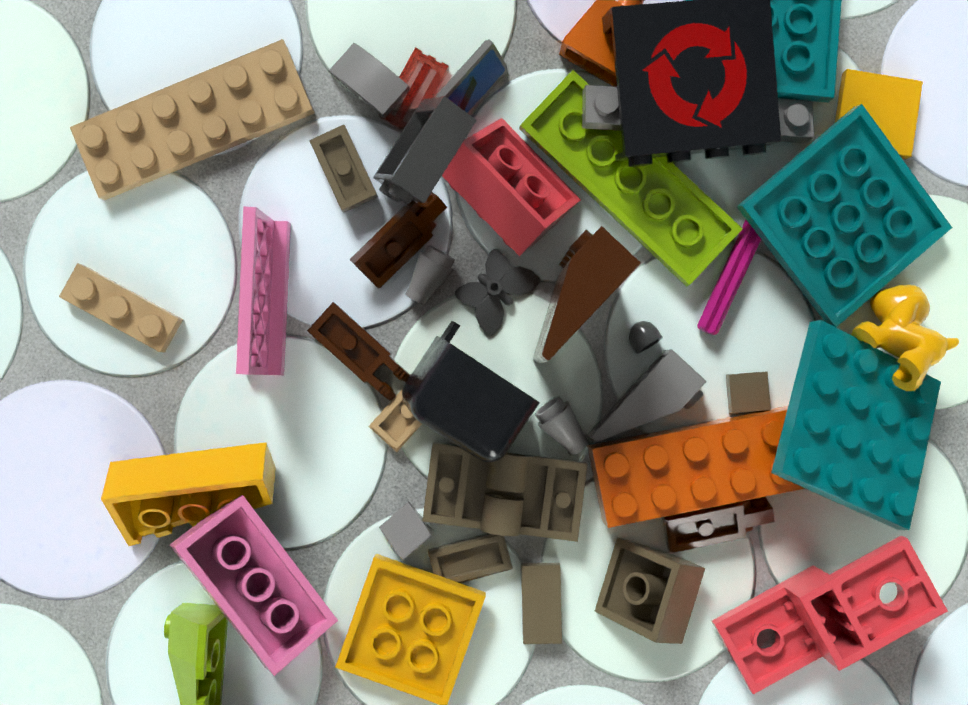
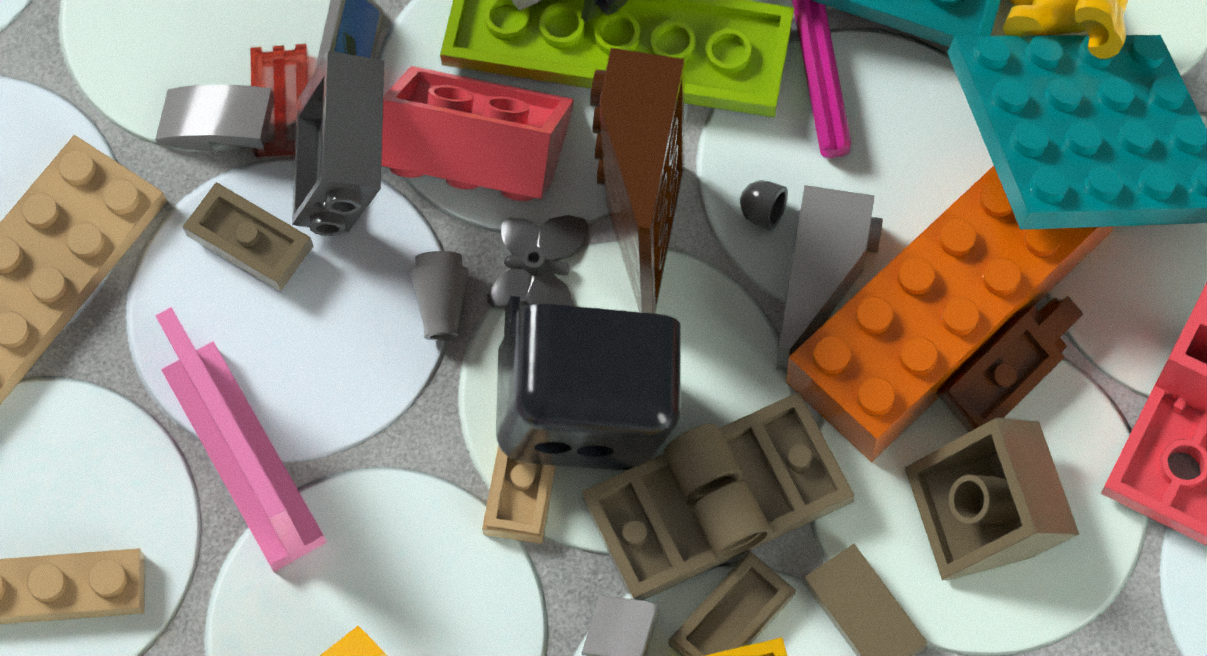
camera: 30 degrees left, 20 degrees down
(356, 348) = (406, 441): reddish brown hinge -> none
(398, 240) = (373, 277): reddish brown hinge -> none
(562, 425) = (734, 369): light grey cone -> none
(748, 392) = (935, 186): dark tan tile -> none

